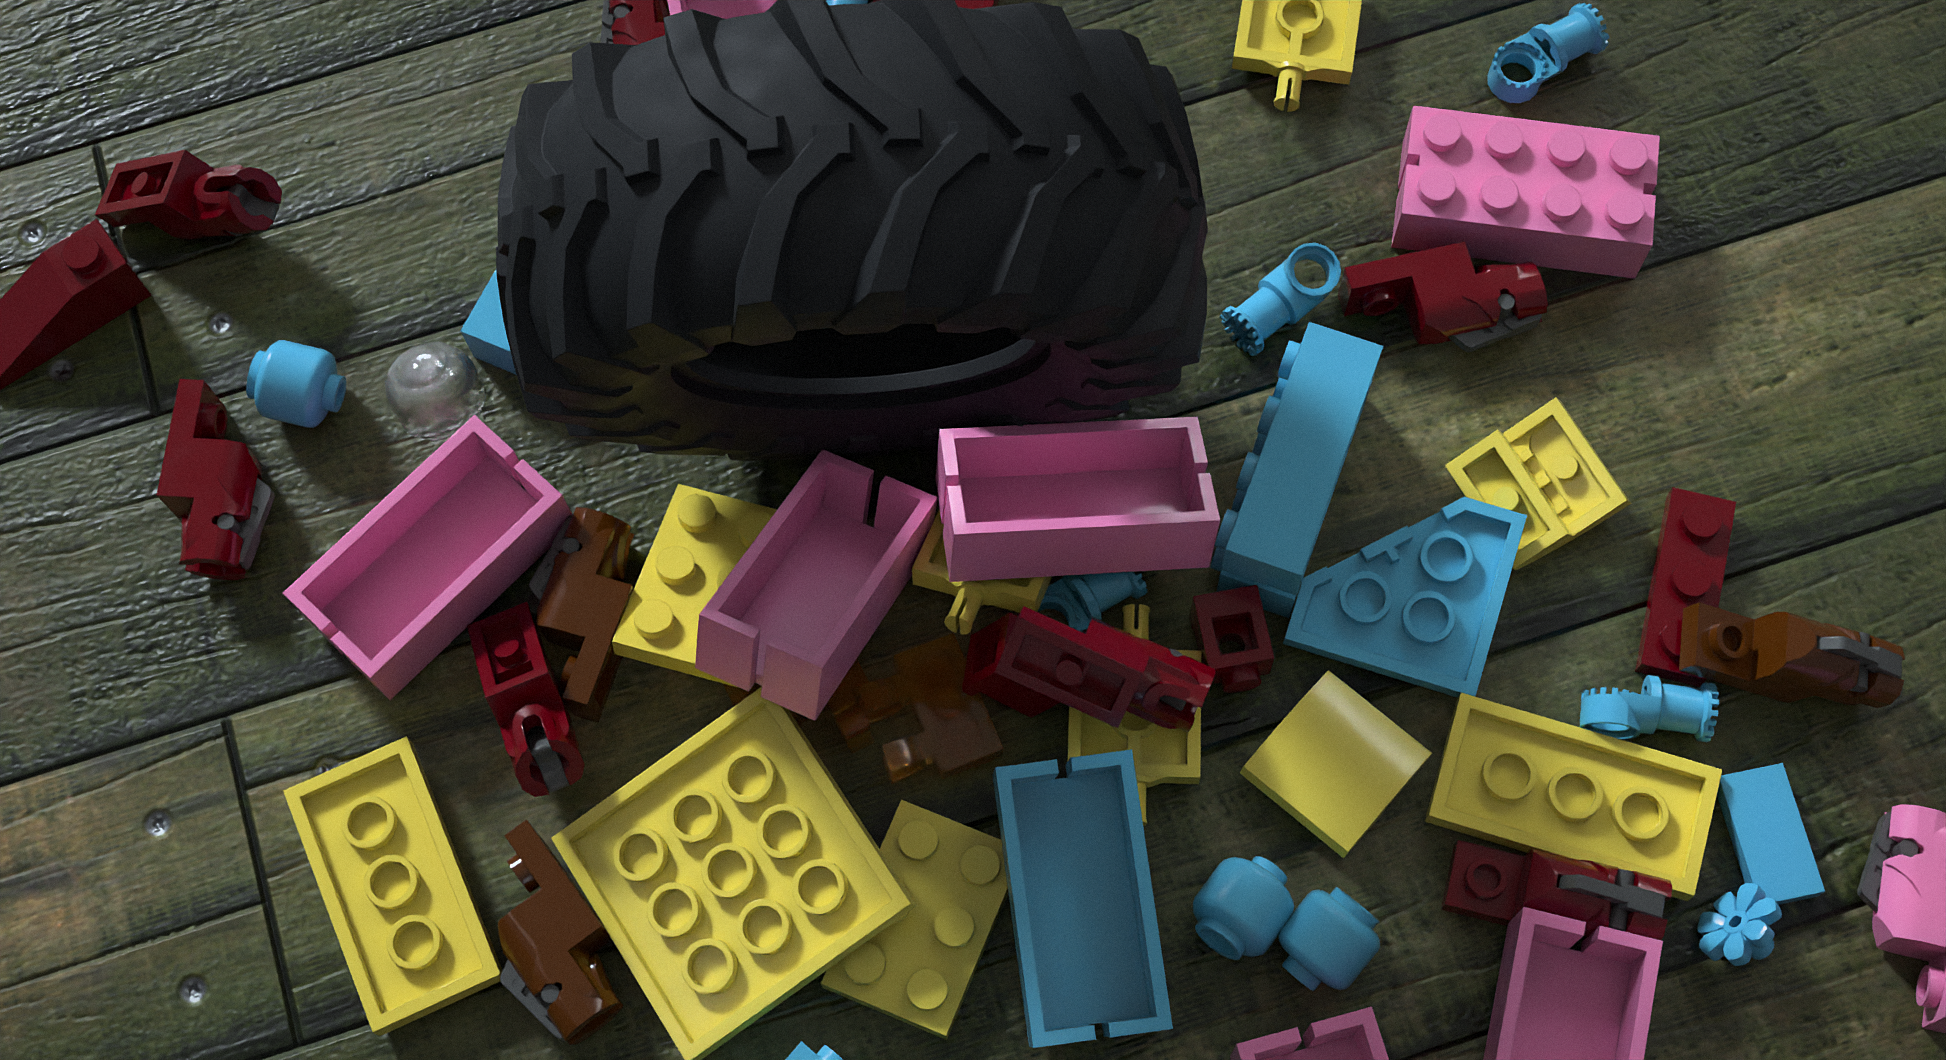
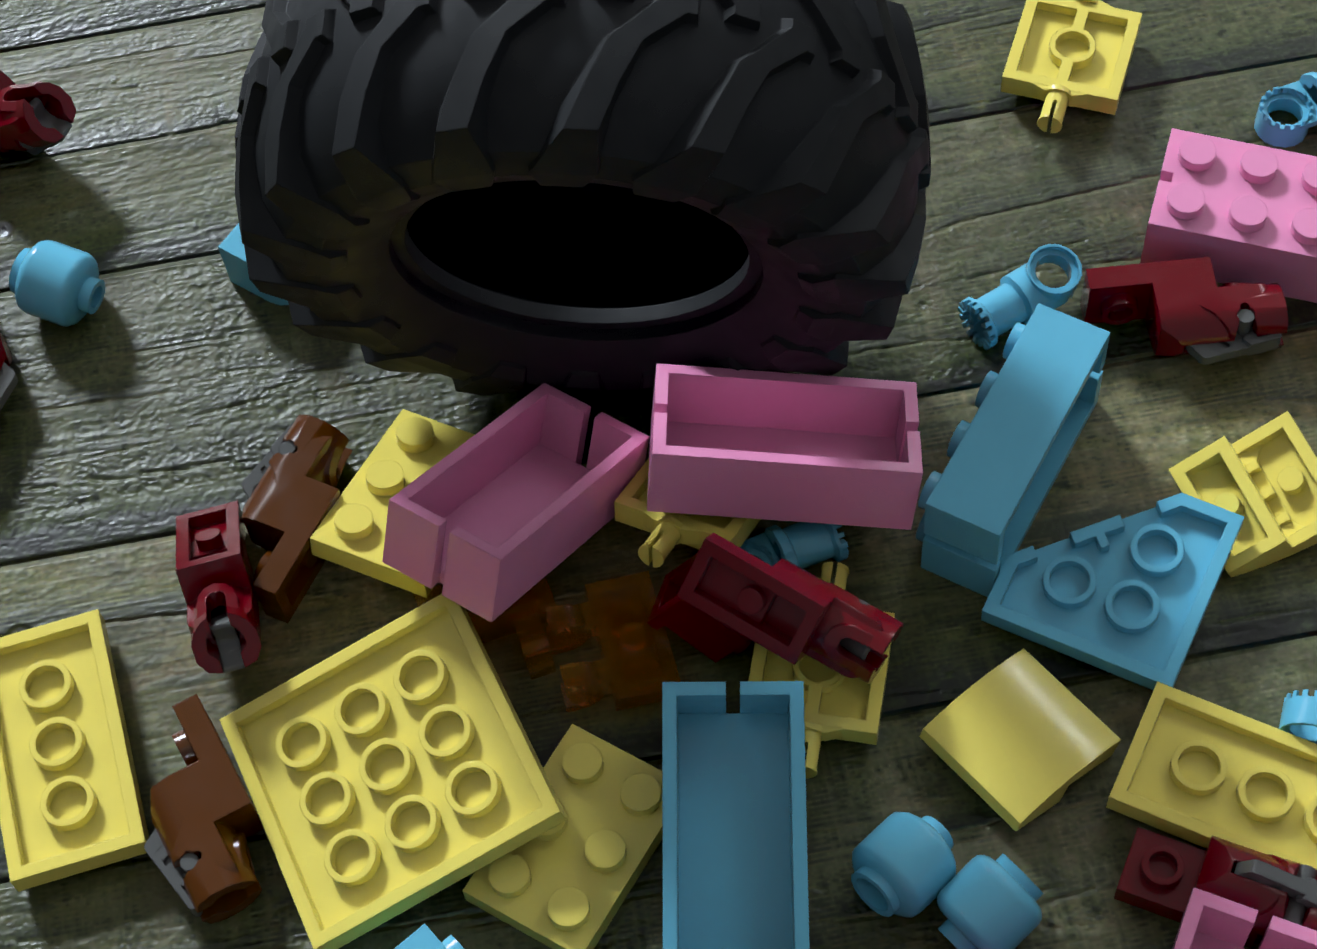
camera: 10 degrees right, 10 degrees down
(430, 557) = (151, 446): bright pink piece -> none
(434, 390) = (187, 305): clear hair -> none
(1234, 617) = (929, 604): dark red brick -> none

